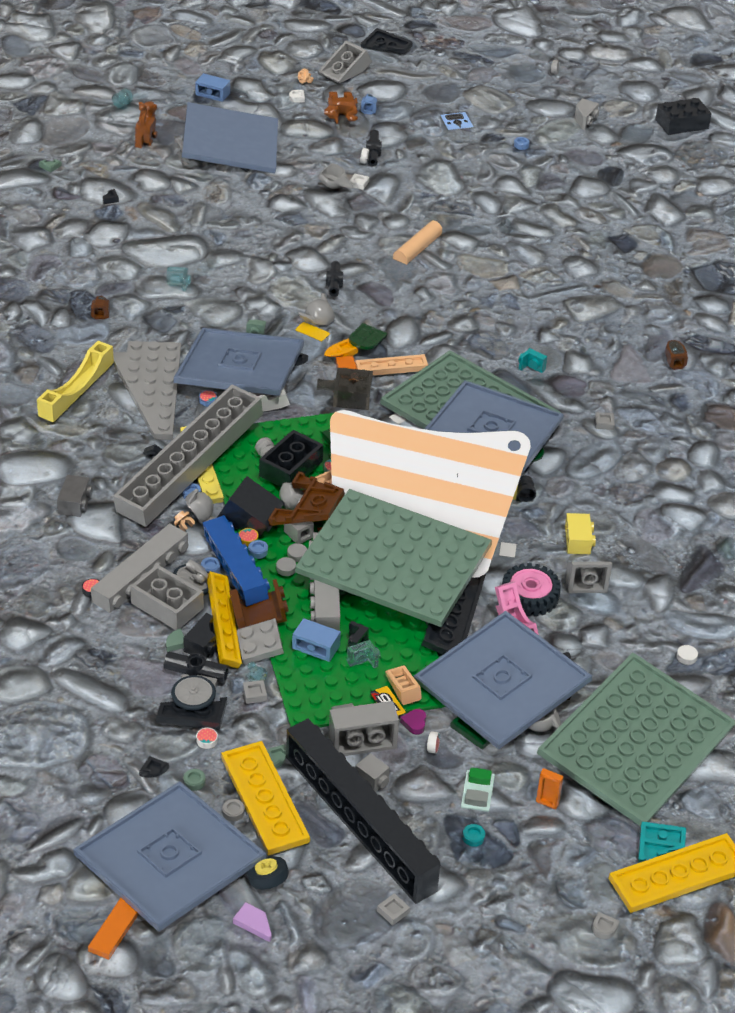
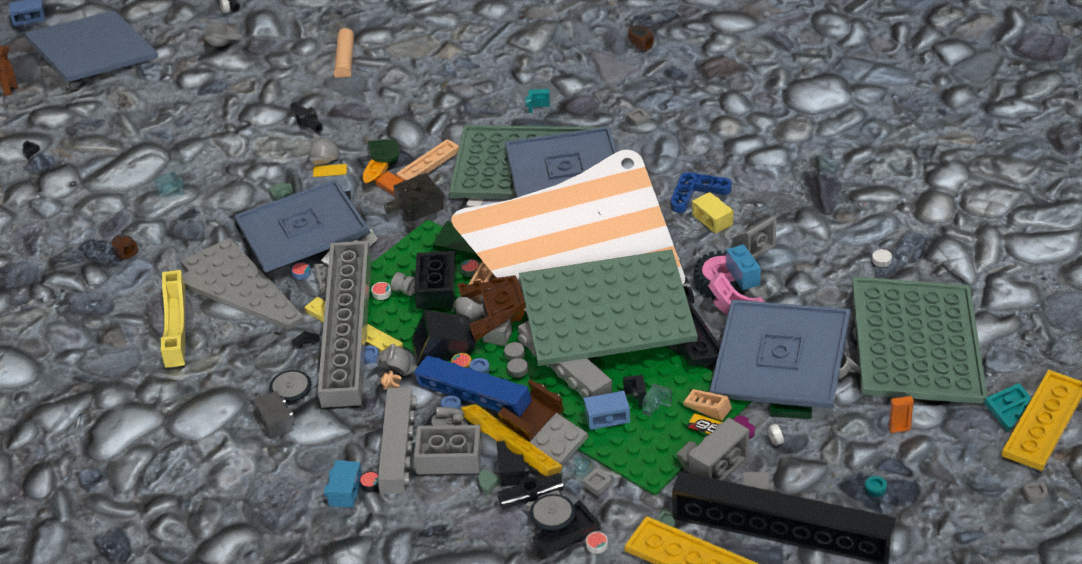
camera: 30 degrees left, 0 degrees up
(69, 577) = (343, 484): none -> dark azure brick
(108, 481) = (291, 385): none -> light grey wheel
(246, 446) = (381, 290): none -> tile
(359, 181) = (241, 28): white tile -> none
(478, 789) = (841, 450): piece -> none
(488, 580) = (688, 290): none -> black tile
(544, 590) = (743, 267): none -> dark azure brick
(589, 499) = (717, 185): none -> blue beam

